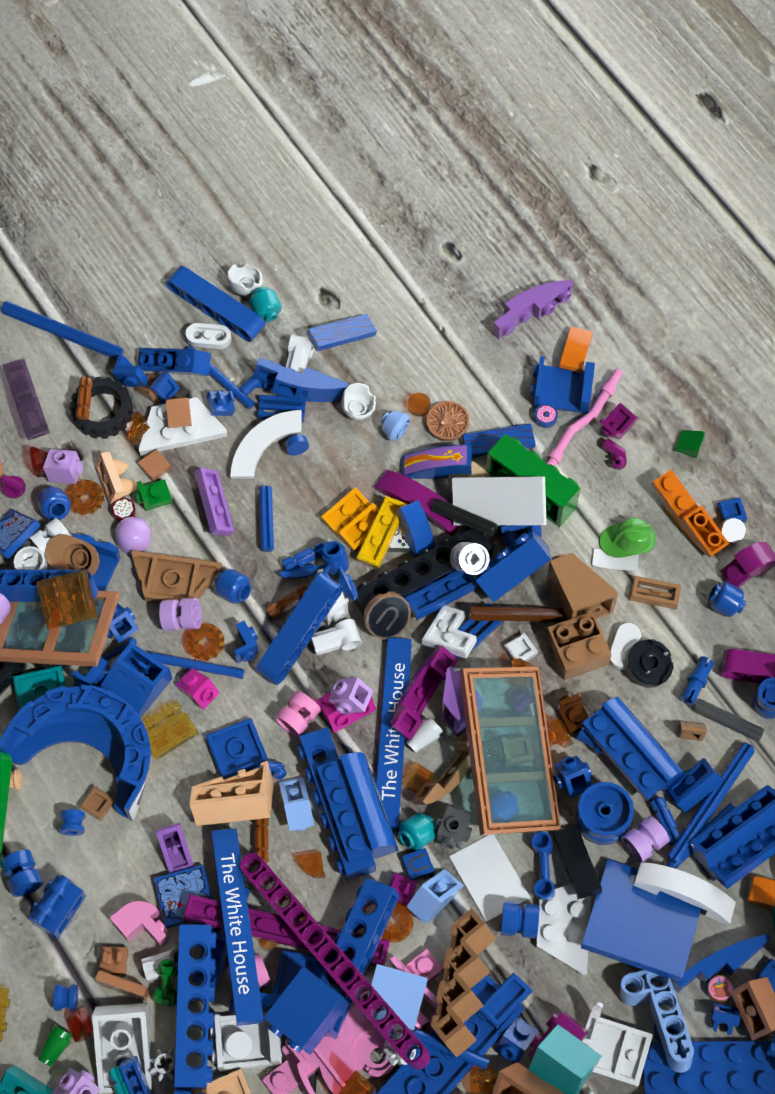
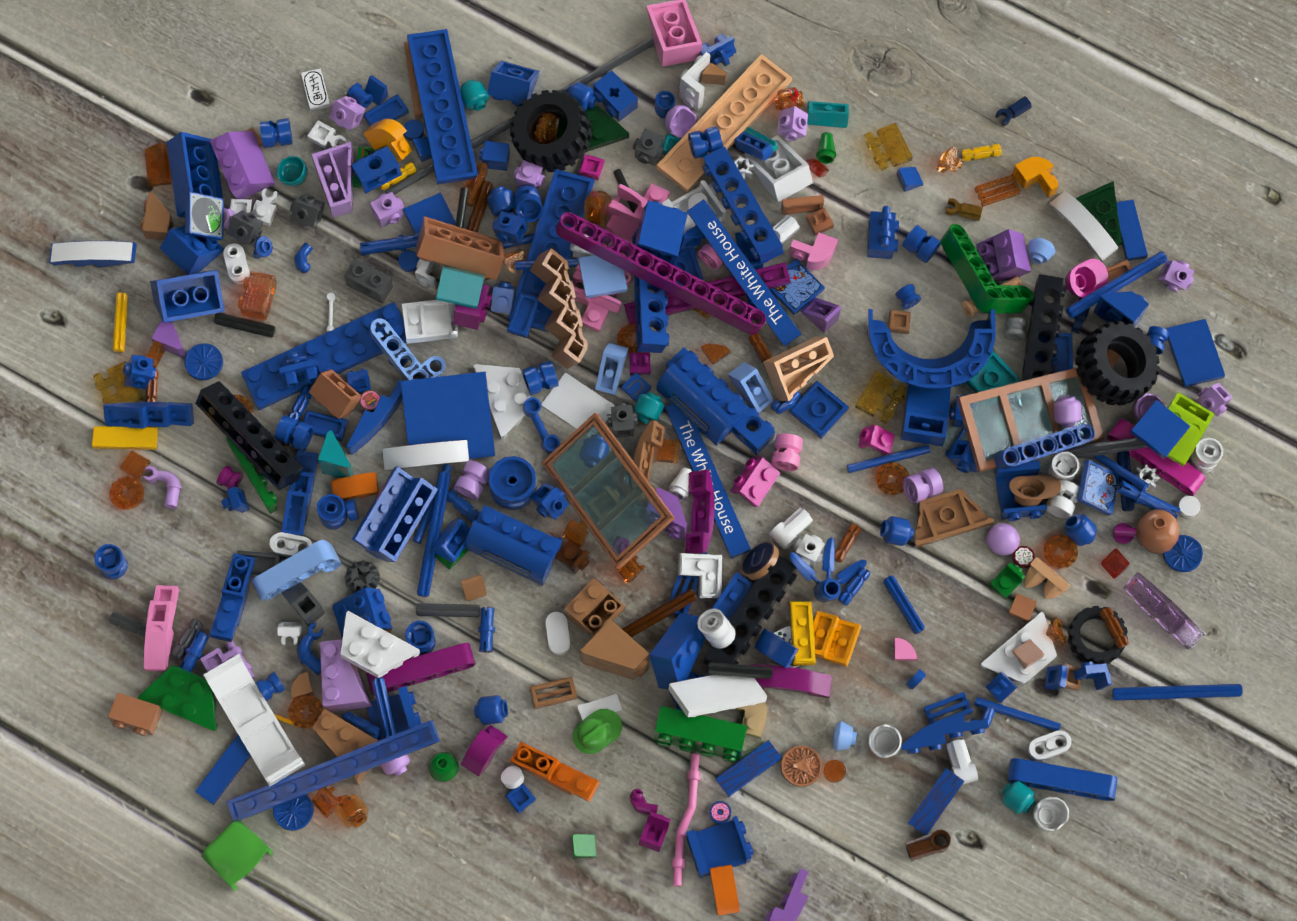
camera: 150 degrees right, 5 degrees up
(63, 466) = (1093, 564): lavender brick -> none
(65, 997) = (837, 180): blue wheel -> none
(67, 599) = (1011, 434): clear orange slope -> none
(165, 994) = (773, 218): green bar -> none
(174, 361) = (1059, 704): blue slope -> none
(214, 502) = (953, 595): medium lavender plate -> none
(248, 639) = (859, 494): blue bracket -> none
(260, 438) = (948, 671): white tile -> none
(292, 477) = (903, 651): none -> bright pink tile
(299, 628) = (821, 512): blue beam -> none
(350, 695) = (751, 471): lavender brick -> none
(371, 303) = (926, 846): none -> reddish brown piece
(438, 462) = (788, 717): slope -> none
(521, 648) = (640, 592): white tile -> none
(577, 862) = (516, 437): black tile -> none
(649, 663) = (531, 625): black tile -> none

